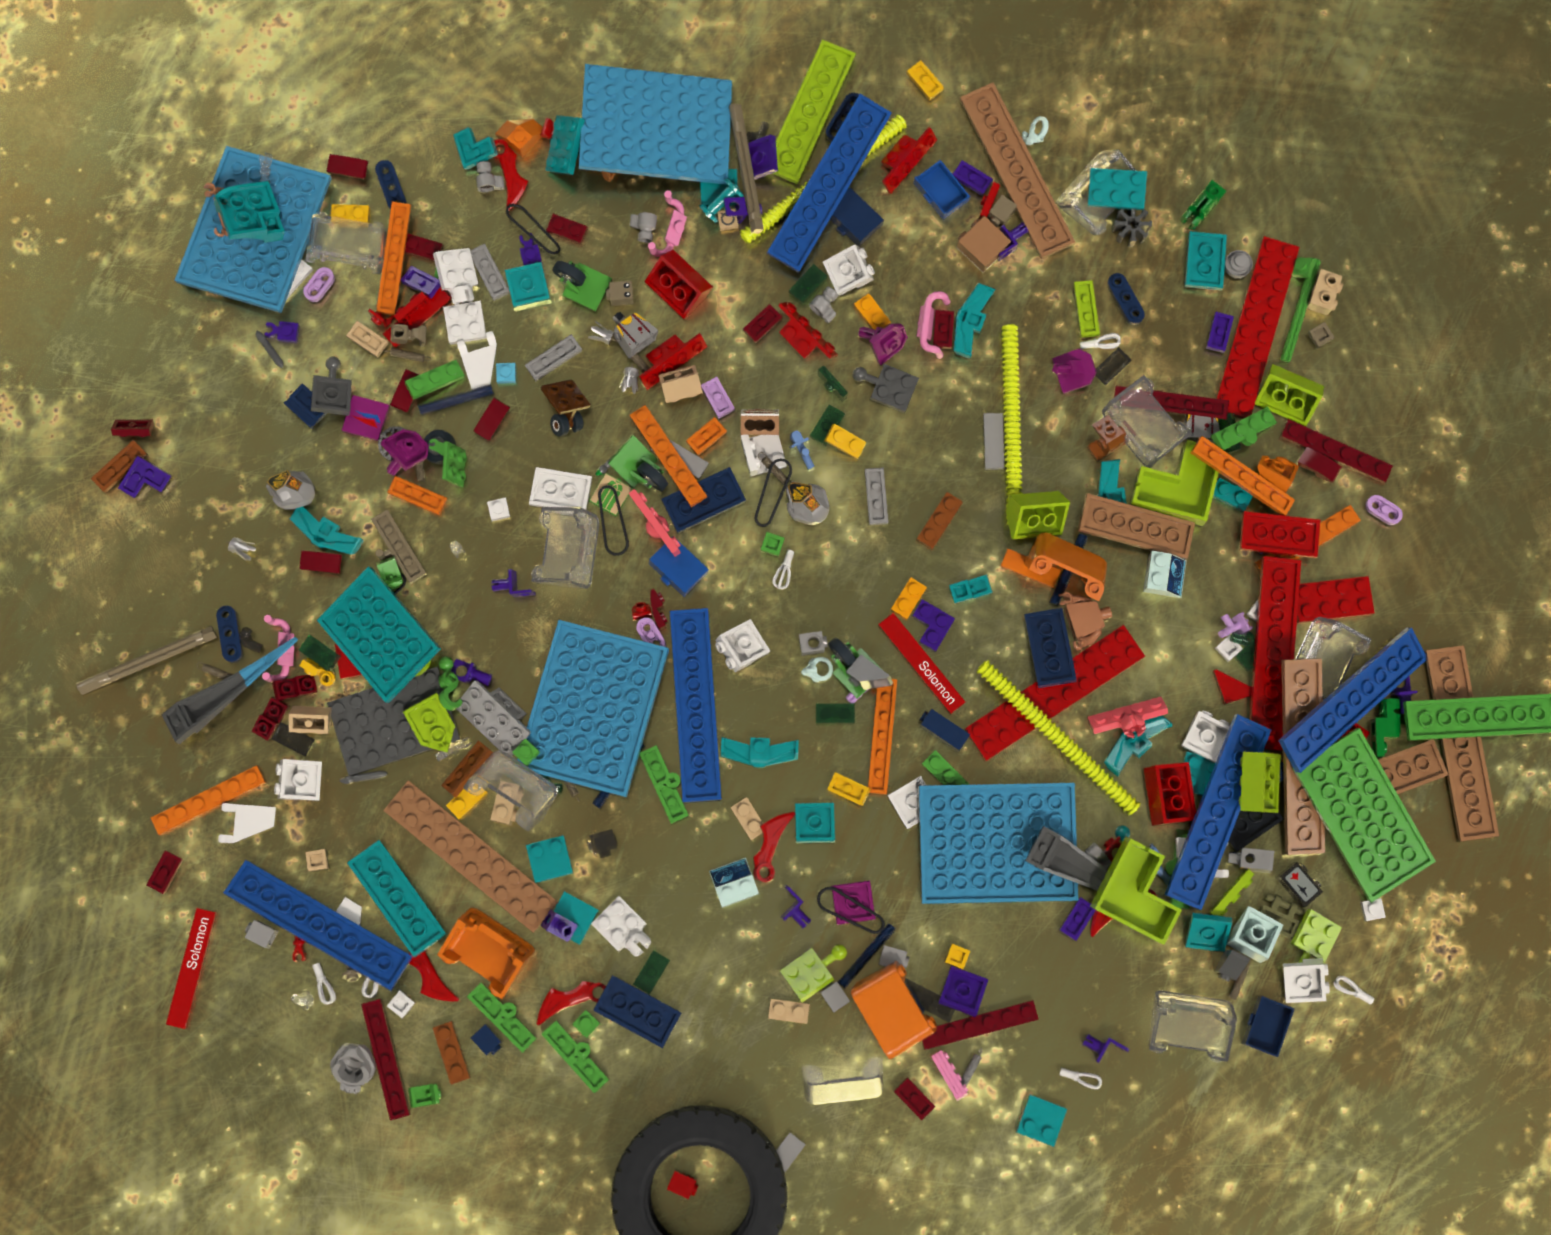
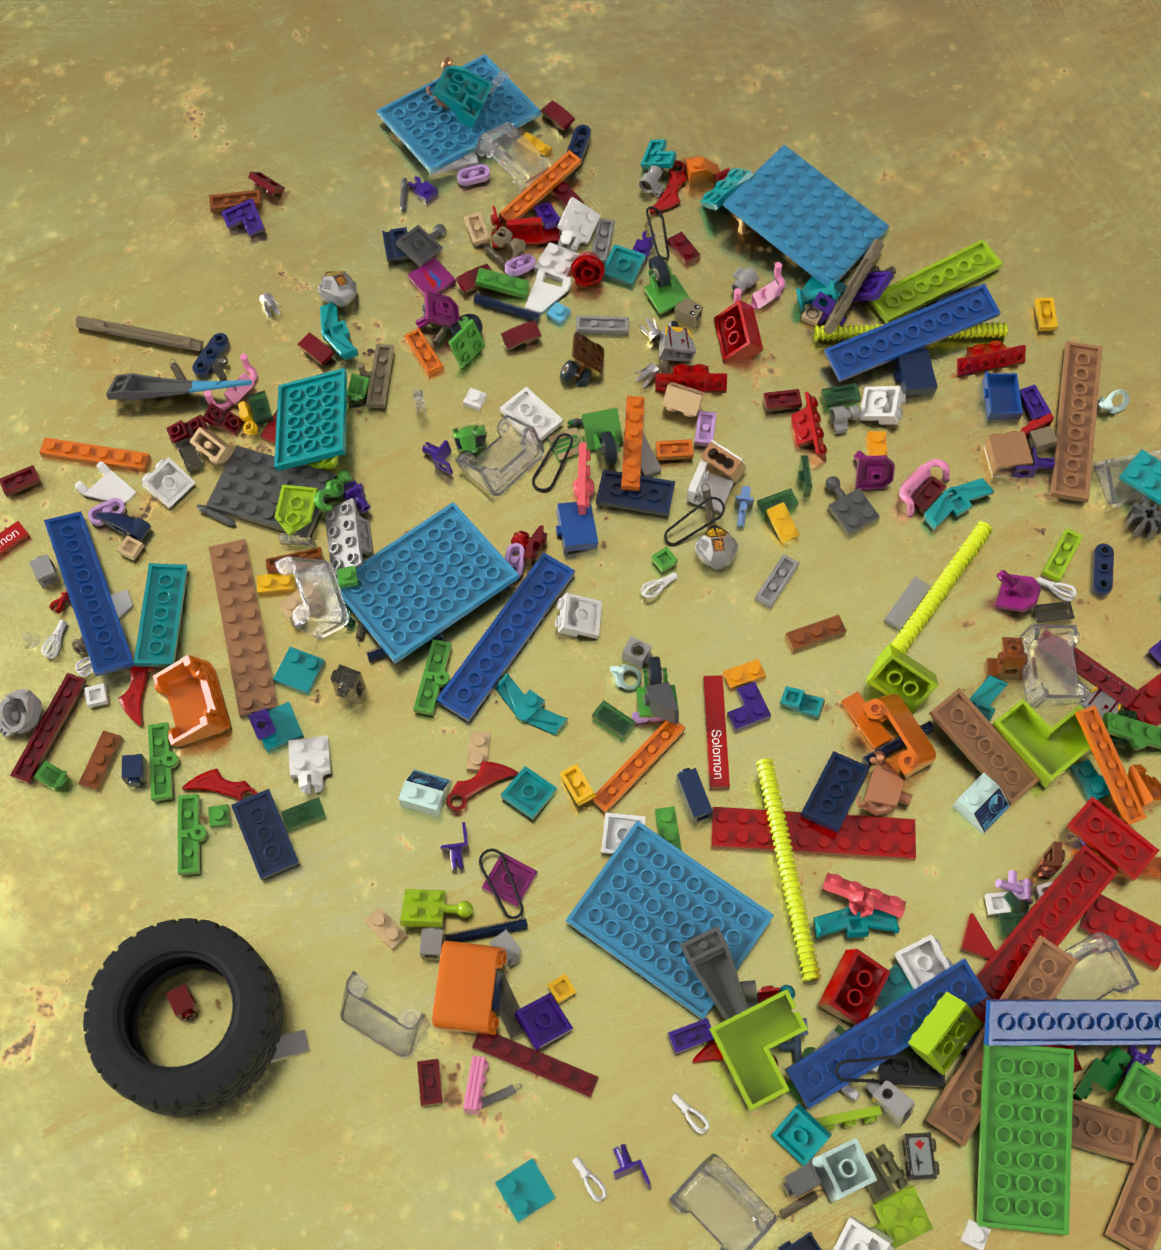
camera: 40 degrees right, 15 degrees down
(267, 843) = (107, 506): none -> lavender plate
(296, 842) = (127, 525): none -> dark blue piece
(434, 351) = (520, 265): none -> lavender plate
(501, 313) = (587, 269): none -> red cone
(527, 551) = (470, 438): none -> bright green cone
(1112, 975) = (681, 1103): none -> white piece
(1233, 853) = (872, 1059): none -> black piece
(1249, 587) = (1051, 862): none -> copper bracket

